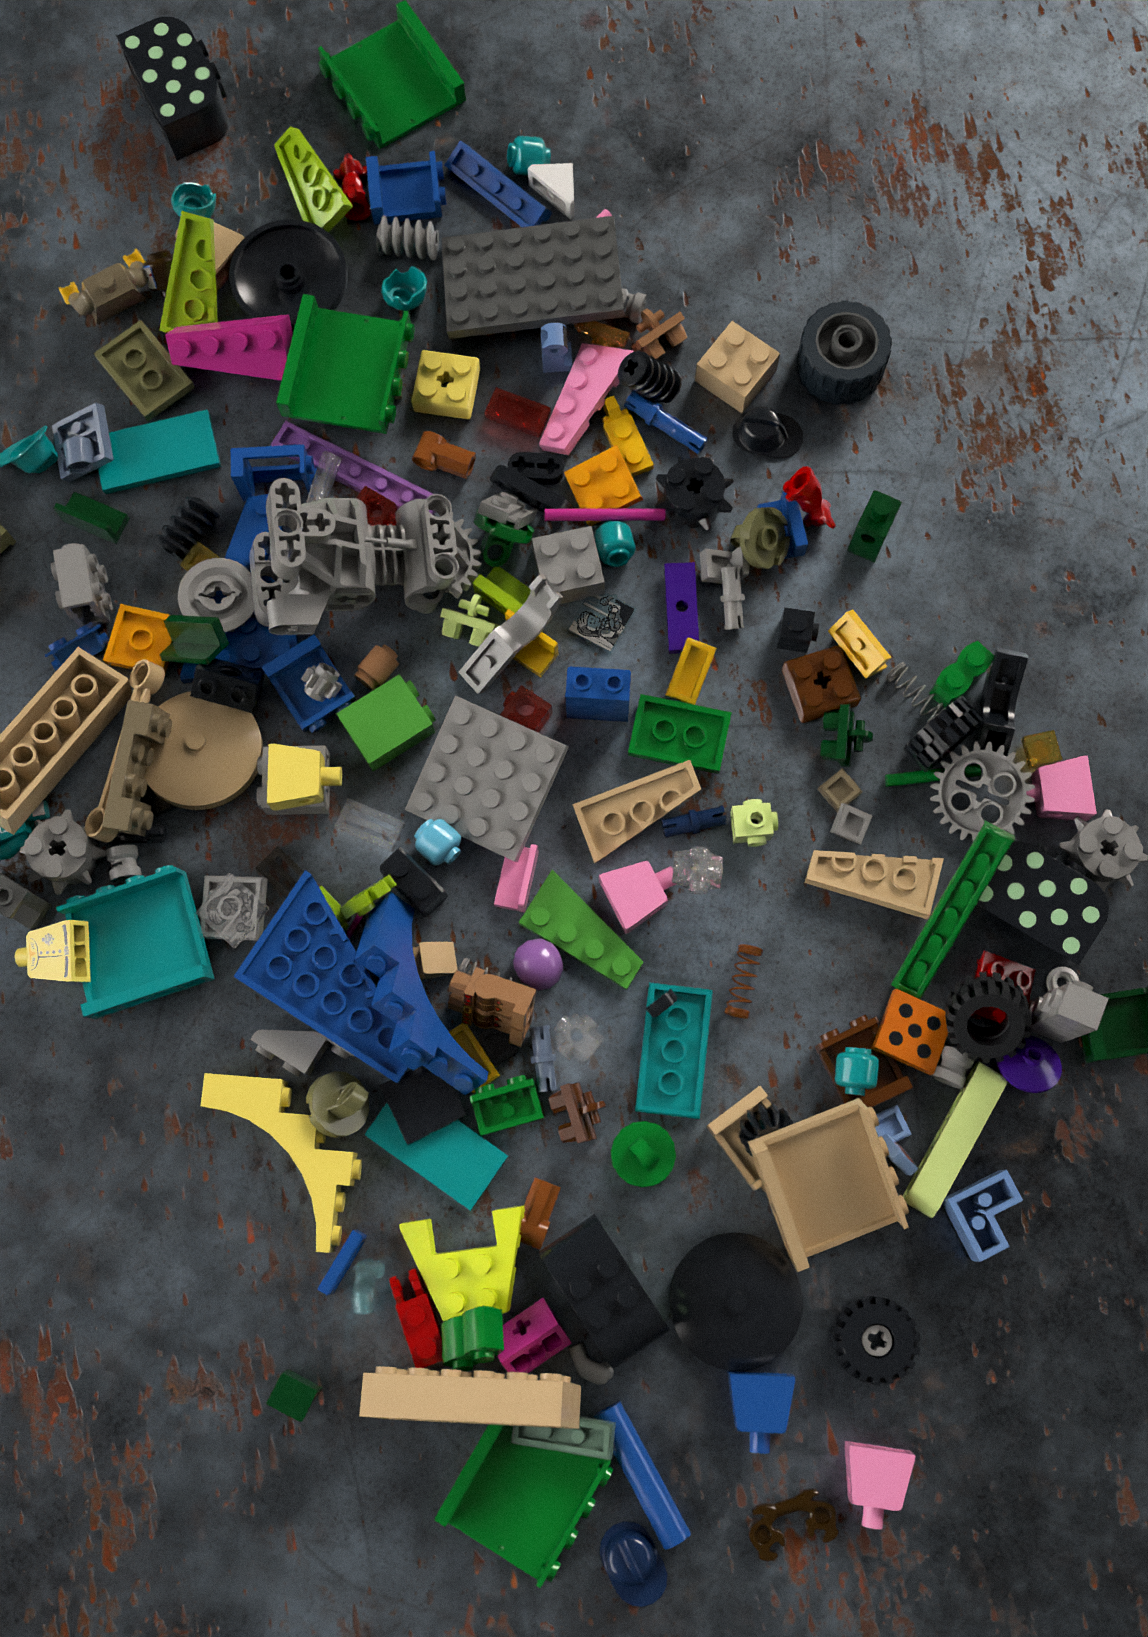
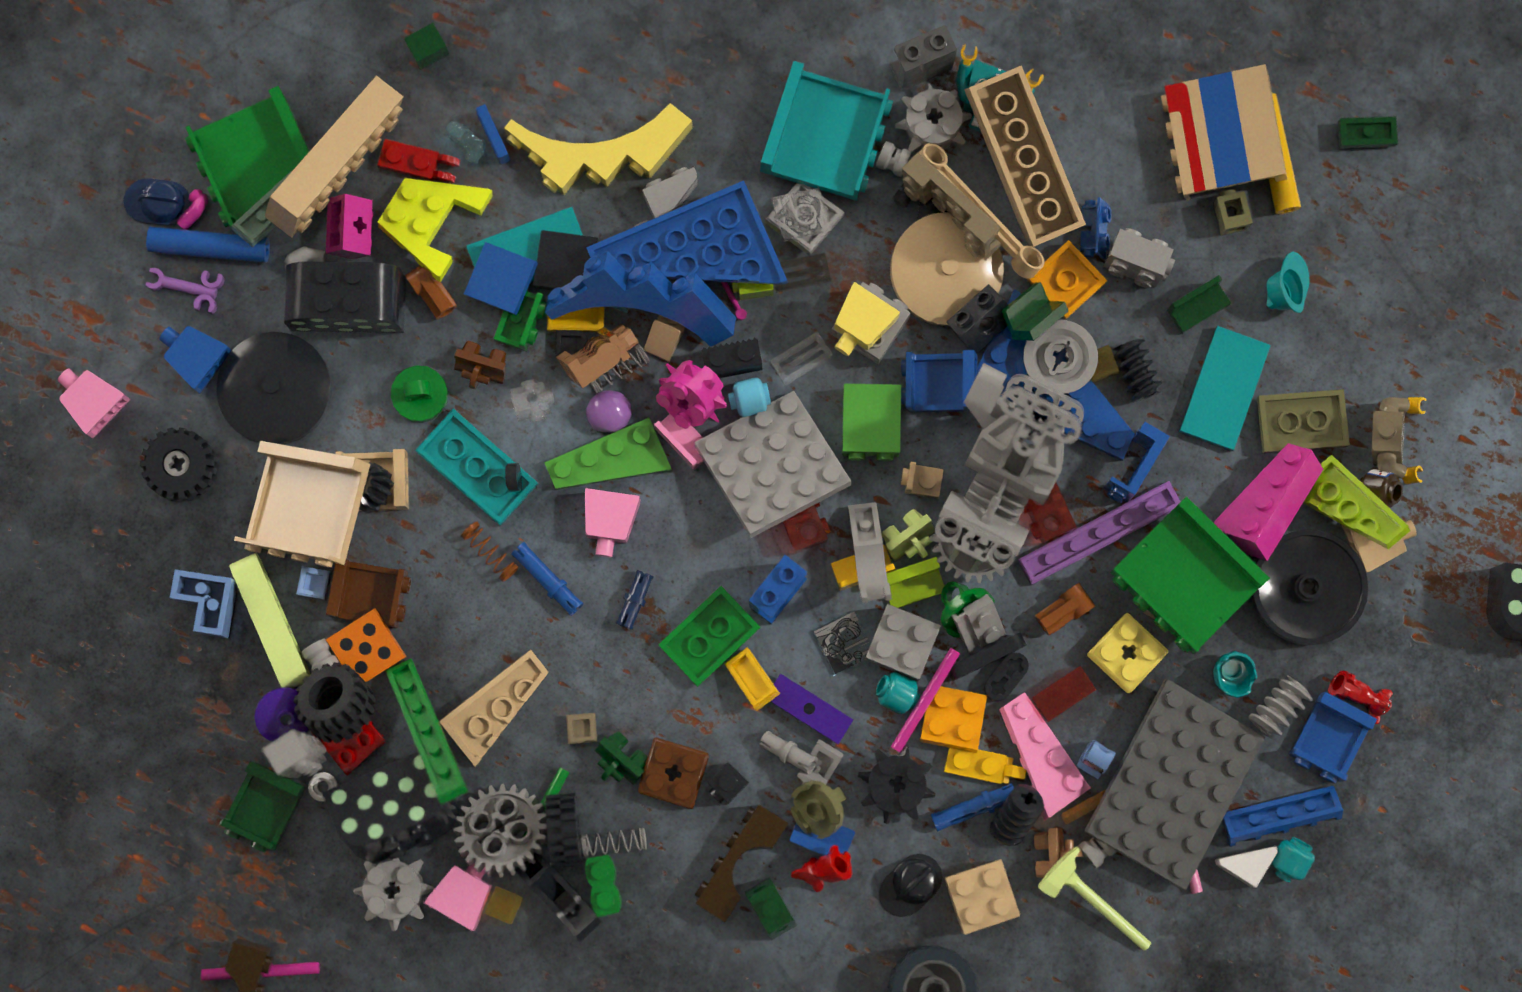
camera: 120 degrees right, 5 degrees up
(57, 952) = (854, 70): light yellow torso -> none
(82, 442) = (1267, 333): sand blue plate -> none
(193, 199) = (1433, 554): teal hair -> none
(311, 184) = (1374, 658): lime wing -> none
(321, 682) = (933, 389): light grey gear -> none
(324, 476) = (1103, 497): clear tile -> none
(338, 1104) = (604, 200): olive tile -> none
(363, 902) = (740, 313): lime plate -> none
(377, 667) = (921, 442): medium nougat brick -> none
(394, 79) = (1447, 796): green panel -> none
(411, 646) = (922, 480): none -> tan bracket
(472, 891) = (691, 394): none -> dark pink brick
(472, 1338) = (375, 186): green brick -> none
(481, 1150) = (500, 278): none -> blue tile
(543, 1058) = (536, 368): sand blue pin -> none
(616, 1514) = (192, 214): none -> dark pink arm
(627, 810) = (676, 556): tan wing -> none
(671, 308) = (1064, 873): none -> yellowish green piece
(688, 1441) = (205, 292): none -> medium lavender bar
(697, 870) = (593, 573): clear brick -> none
(731, 910) = (555, 587): none -> blue pin
(753, 811) = (600, 629): yellowish green brick -> none
(764, 1535) = (111, 301): dark brown helmet -> none
(818, 579) = (720, 894): none -> dark brown arch
(851, 823) = (549, 716): light grey tile -> none
(856, 1070) = (366, 583): teal head -> none
(859, 644) = (680, 822): yellow panel -> none
(899, 1156) = (288, 570): light blue tile -> none

